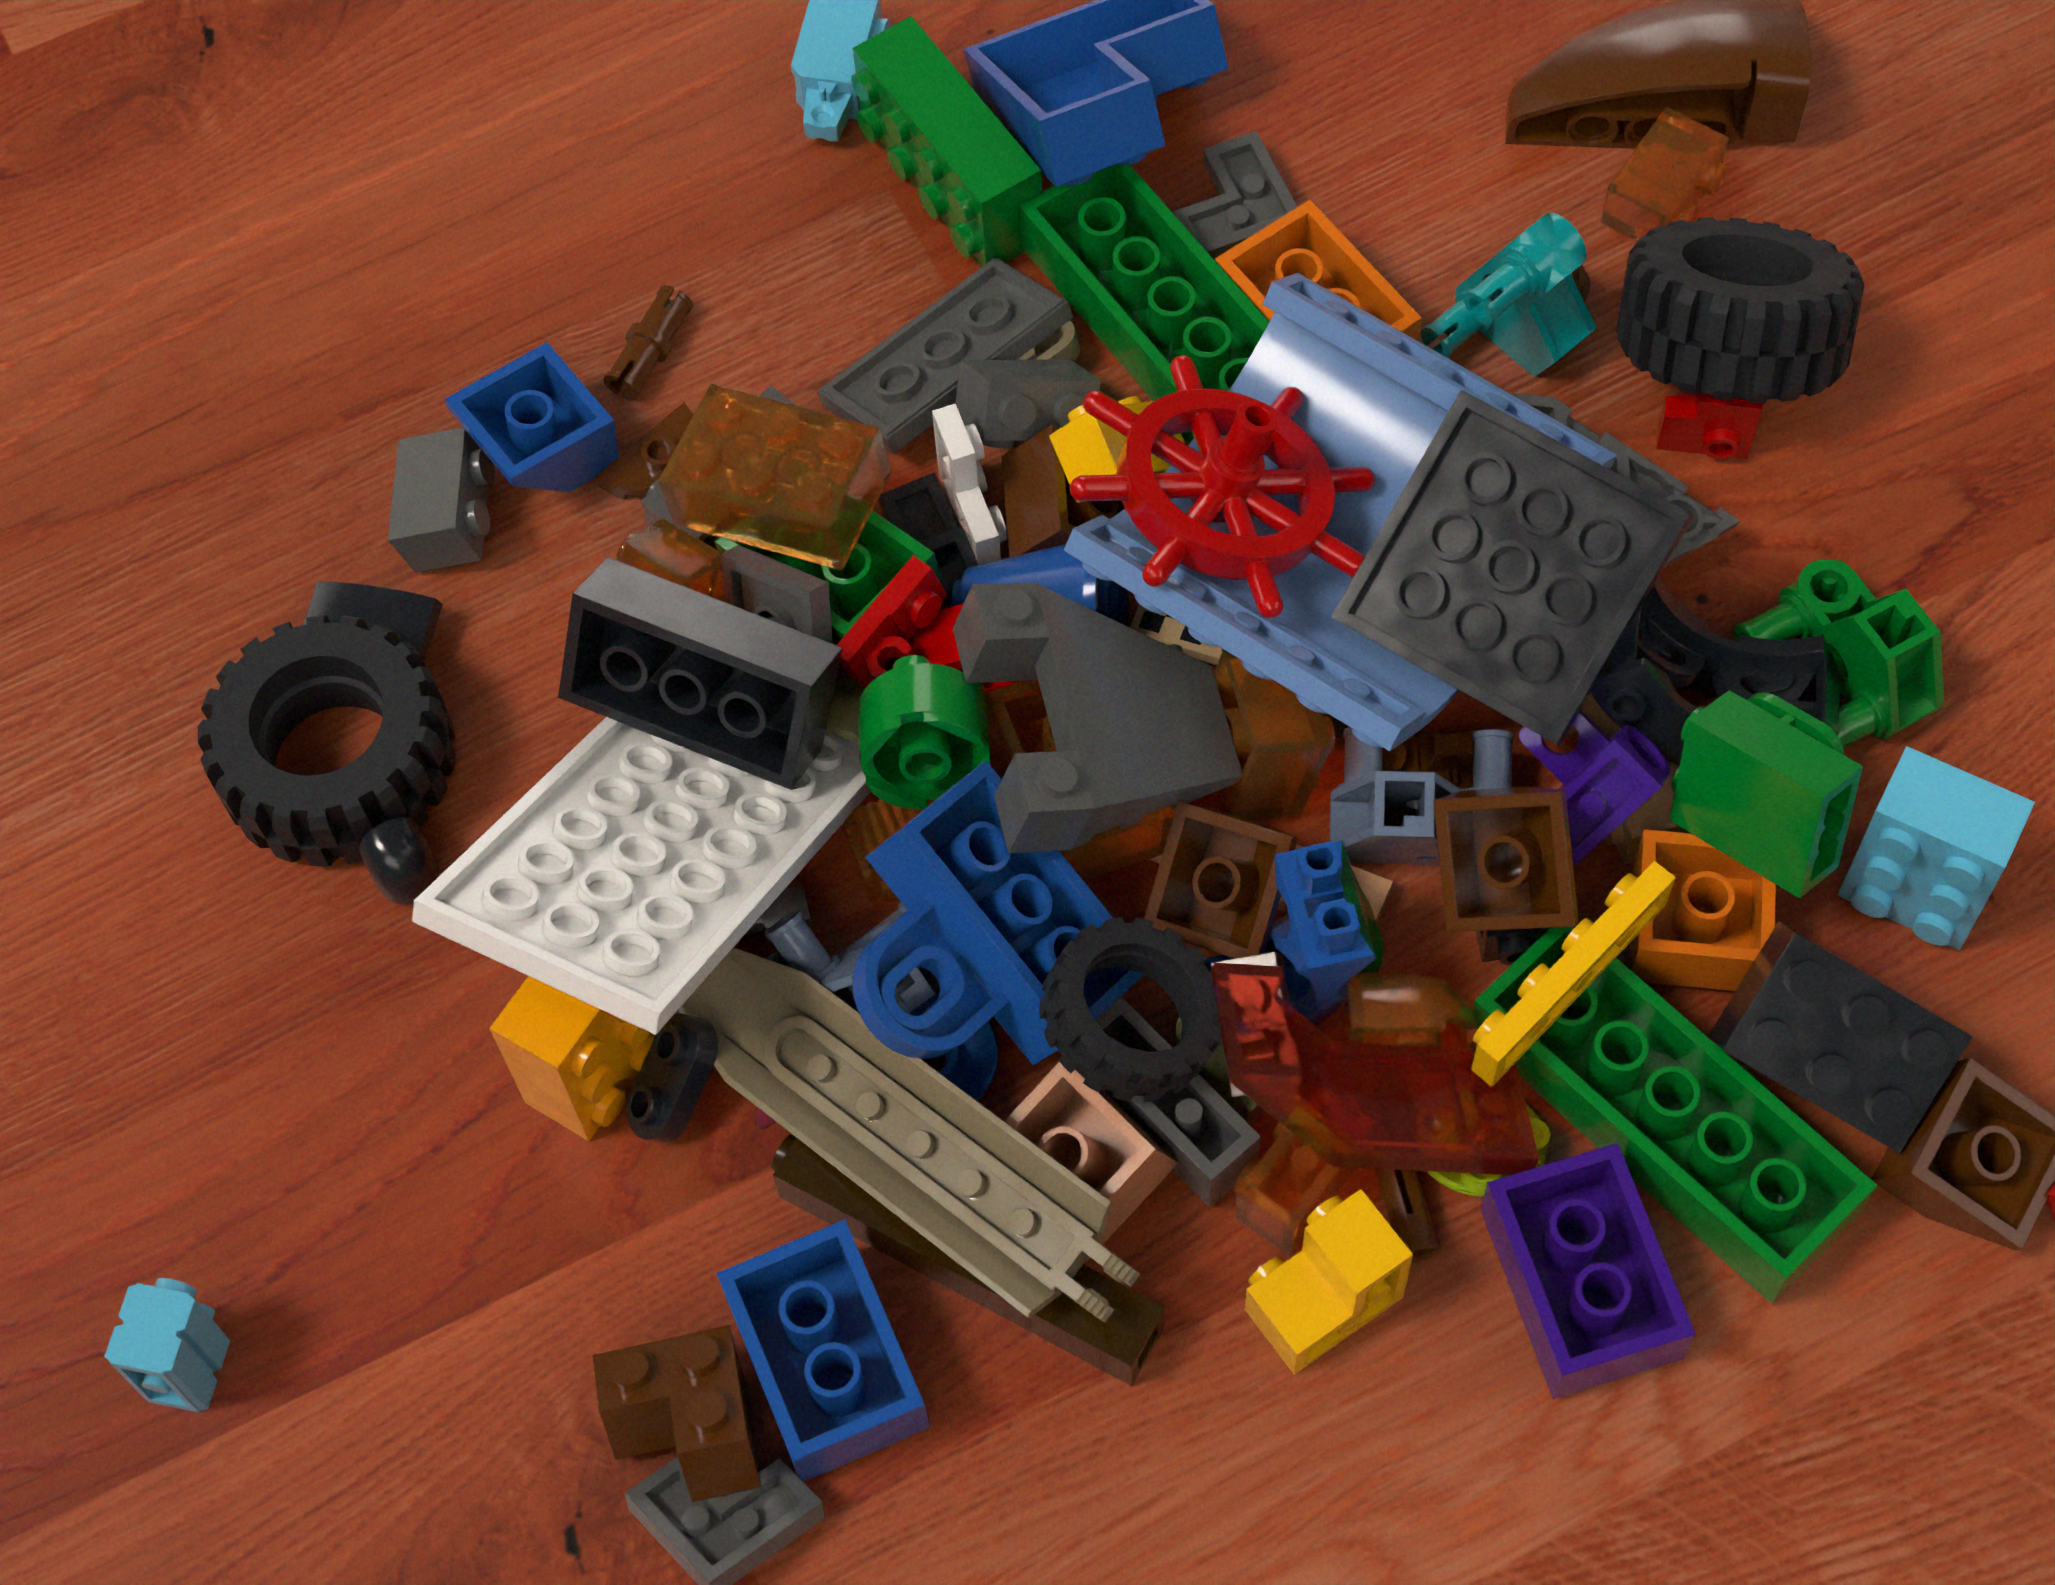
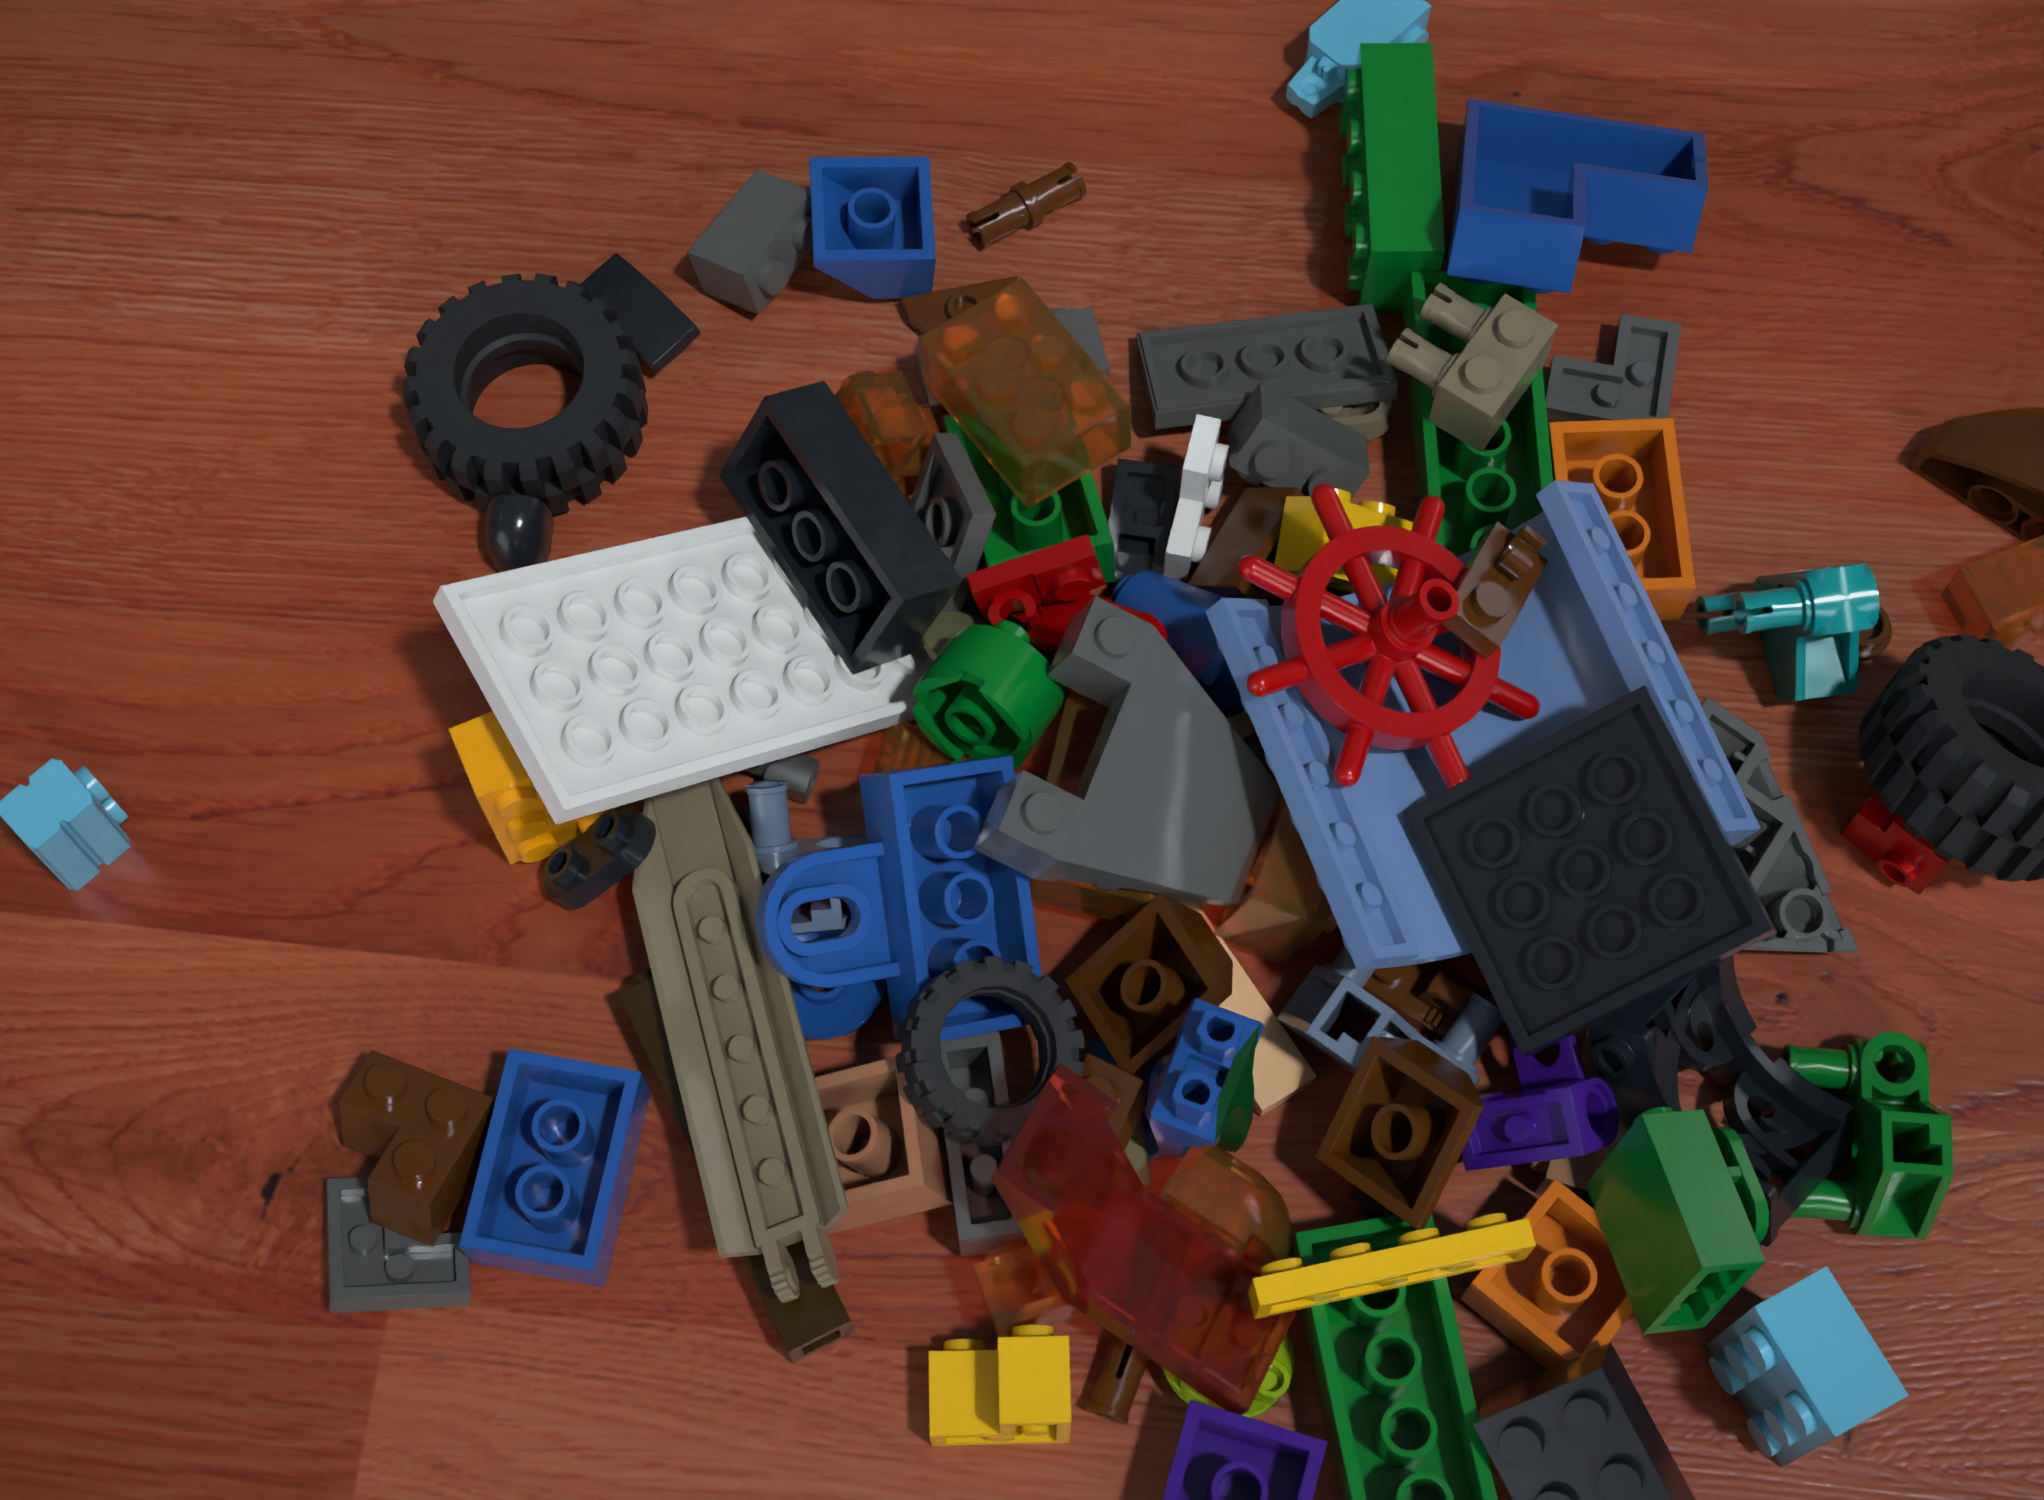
camera: 30 degrees right, 5 degrees up
(1144, 256) = (1491, 374): none -> dark tan brick
(1281, 382) = (1496, 586): none -> reddish brown plate

